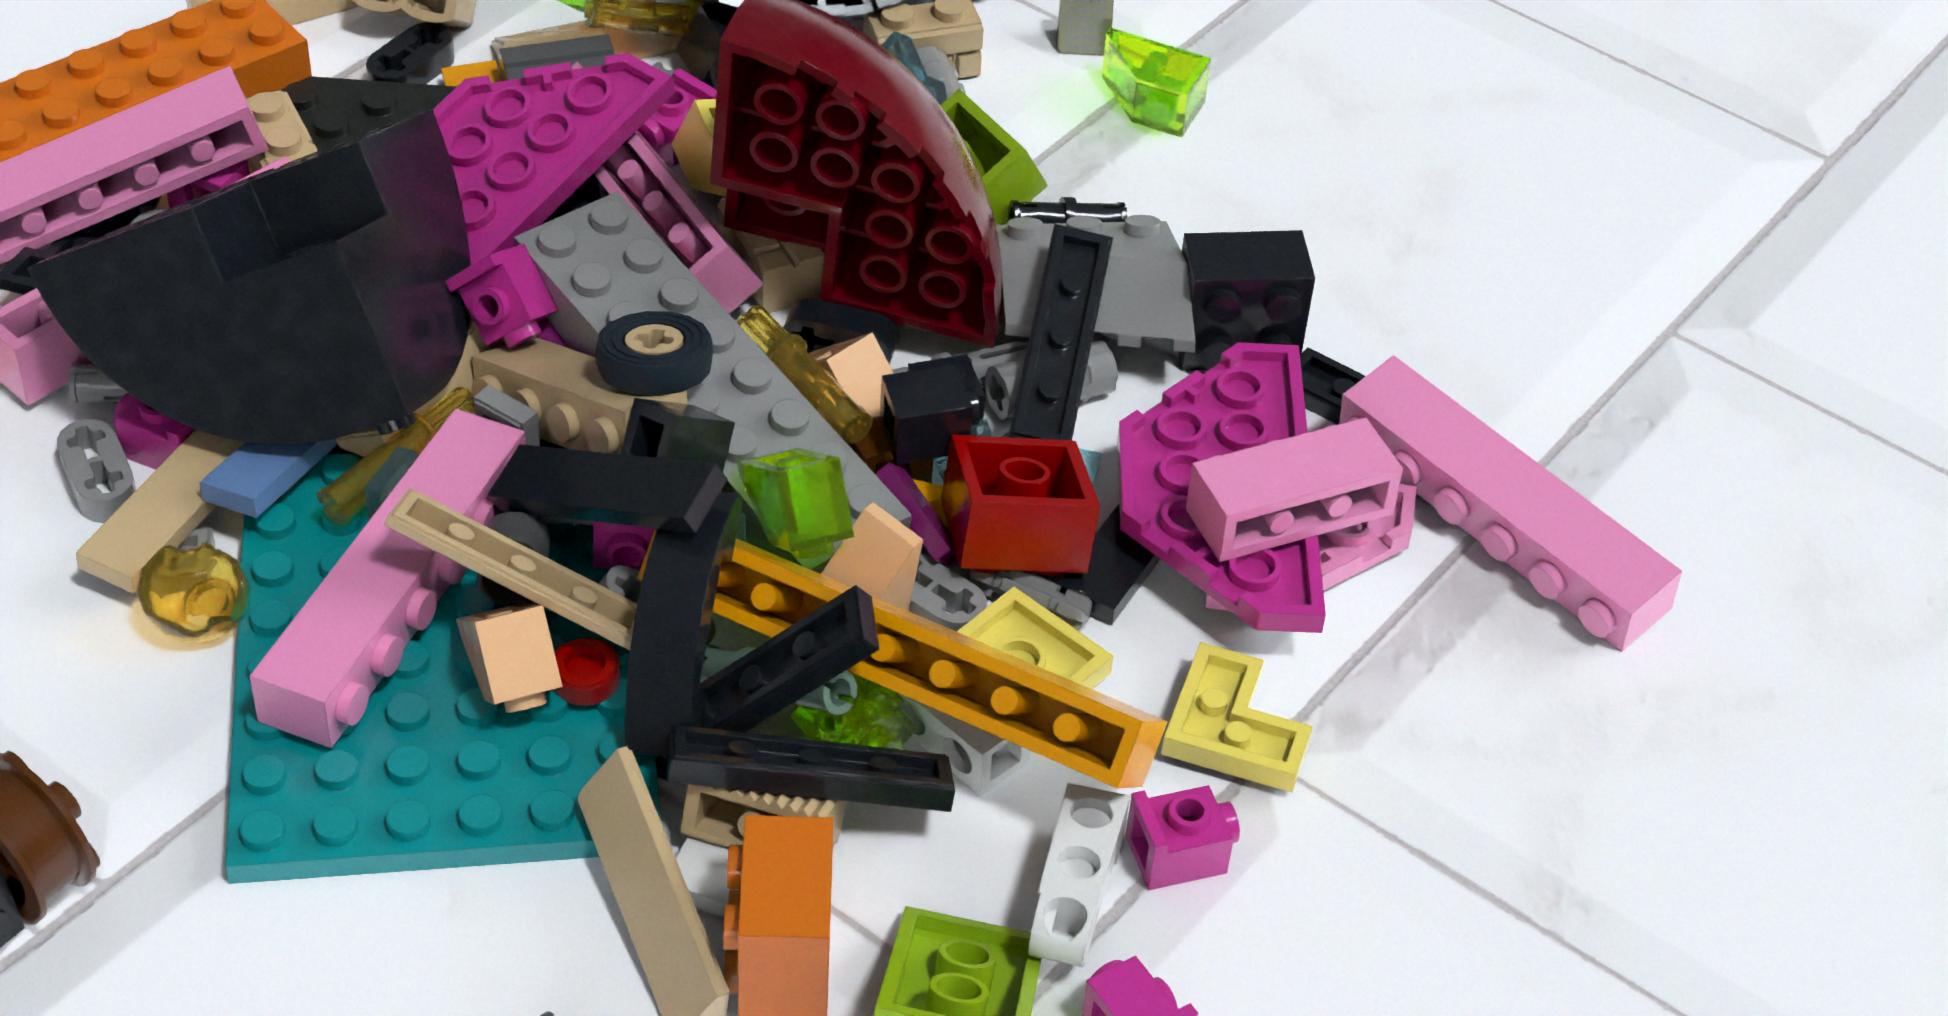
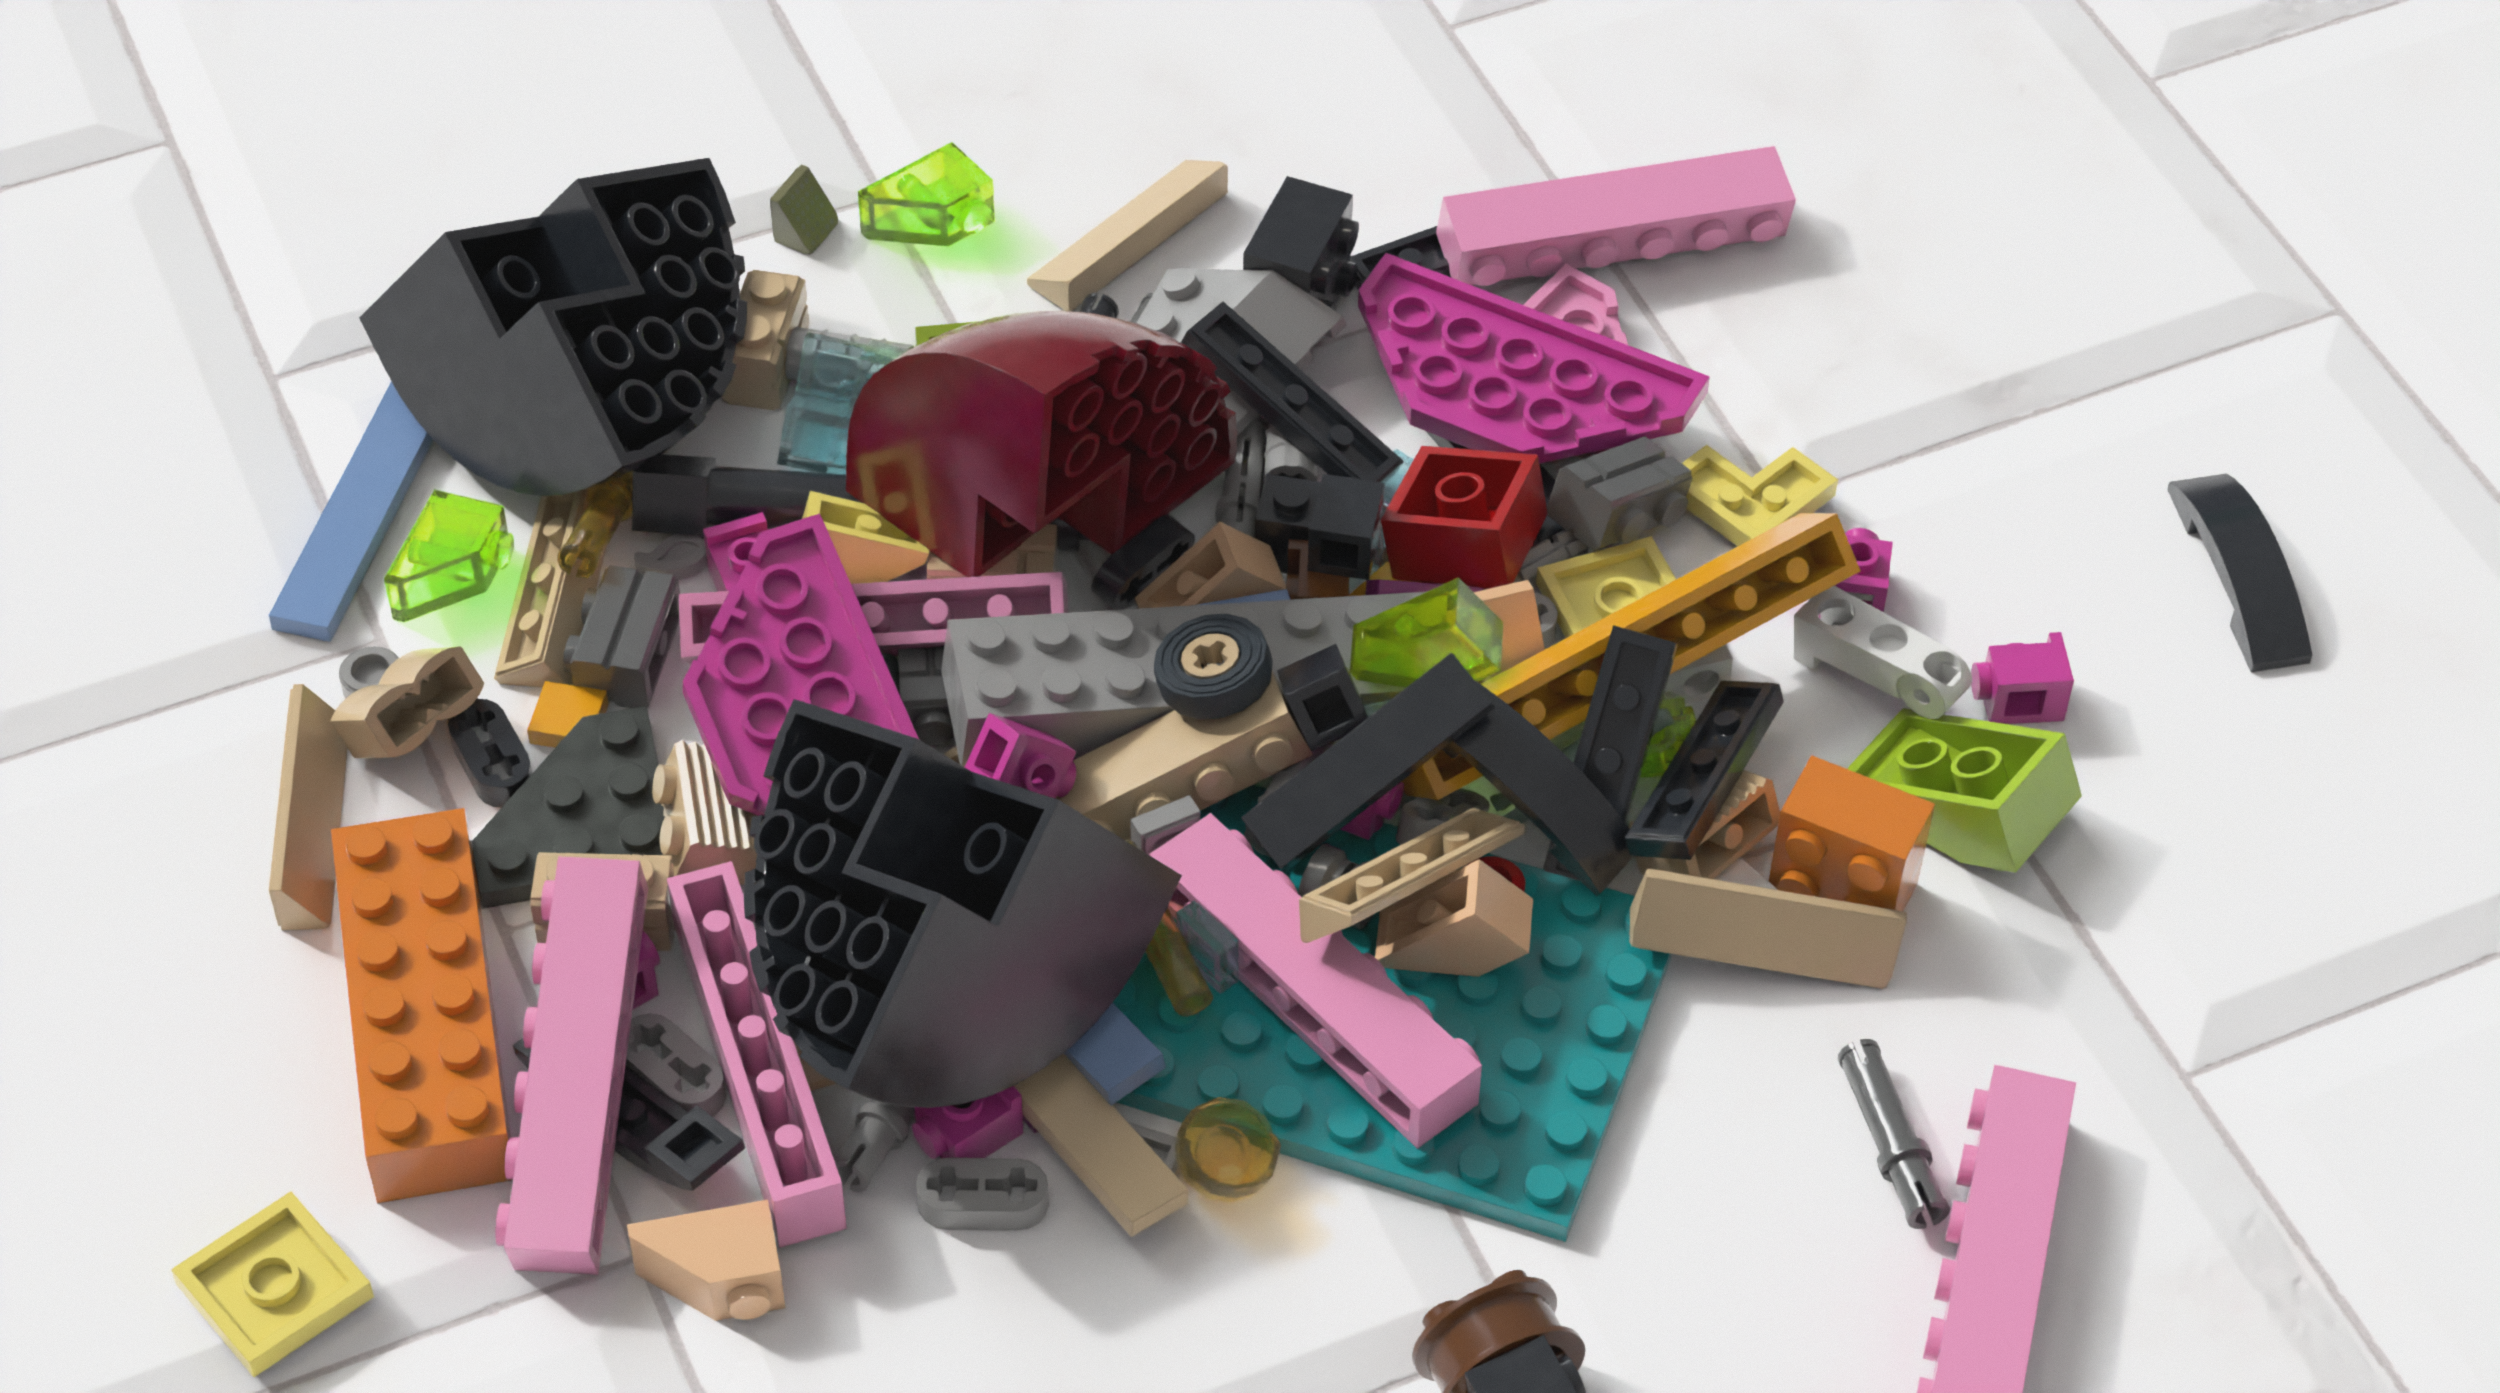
camera: 60 degrees left, 5 degrees up
(805, 373) = (1238, 588): clear yellow axle -> none
(1141, 610) = (1620, 494): none -> dark grey brick
(1224, 211) = (1131, 233): none -> tan slope
(1293, 489) = (1580, 326): bright pink brick -> none

